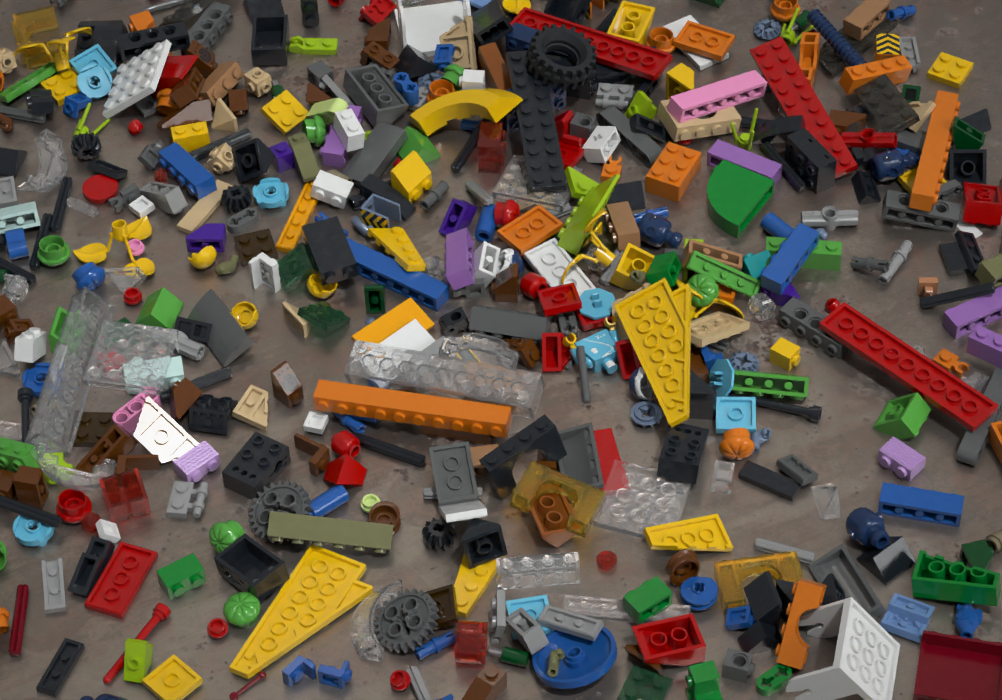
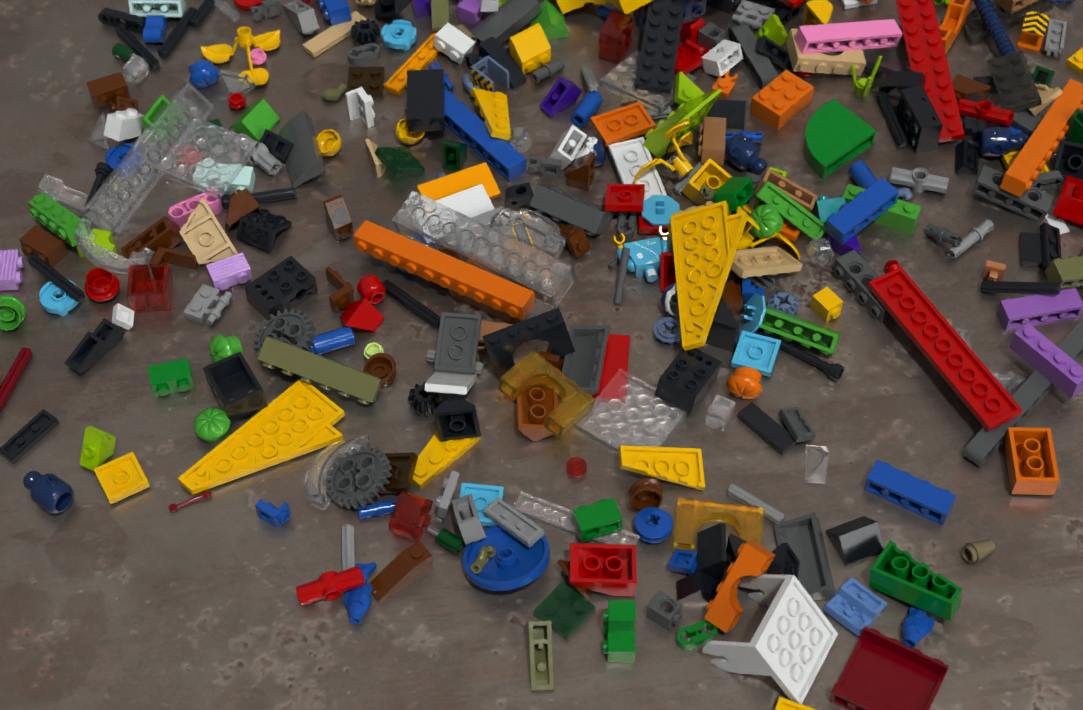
camera: 15 degrees right, 5 degrees up
(30, 486) = (68, 257): reddish brown brick -> none
(53, 251) = (182, 42): bright green piece -> none
(54, 586) = (53, 356): light grey hinge -> none
(89, 521) = (109, 302): clear red plate -> none
(92, 428) = (148, 214): dark brown plate -> none
(121, 580) = (117, 366): red tile -> none
(141, 206) = (278, 20): white plate -> none
(160, 613) = (137, 408): red piece -> none
(204, 258) = (313, 80): yellow hair -> none
(208, 235) = (324, 63): dark purple slope -> none
(217, 628) = (184, 437): red plate -> none
(253, 407) = (302, 232): tan wing -> none
(295, 267) = (391, 108): clear green plate -> none
(296, 670) = (238, 498): blue bracket -> none
(315, 422) = (353, 260): white plate -> none
(351, 422) = (387, 269): blue pin -> none
(400, 680) = (332, 535): red plate -> none
(459, 259) = (545, 136): medium lavender brick -> none
(467, 149) = (590, 38): black axle -> none
(506, 212) = (606, 101): red piece -> none
(531, 283) = (606, 175): red head -> none
(538, 570) = (504, 460): clear brick -> none
(554, 352) = (601, 248): red slope -> none
(743, 158) = (856, 104): medium lavender brick -> none
(760, 437) = (772, 381): sand blue arm -> none
(867, 528) = (845, 503): dark blue piece -> none
(895, 68) = (1034, 48): orange arch -> none
(901, 459) = (906, 440): lavender brick -> none
(903, 416) = (923, 397): bright green slope -> none
(951, 362) = (990, 352): orange plate -> none
(977, 554) = (949, 561): dark green slope -> none

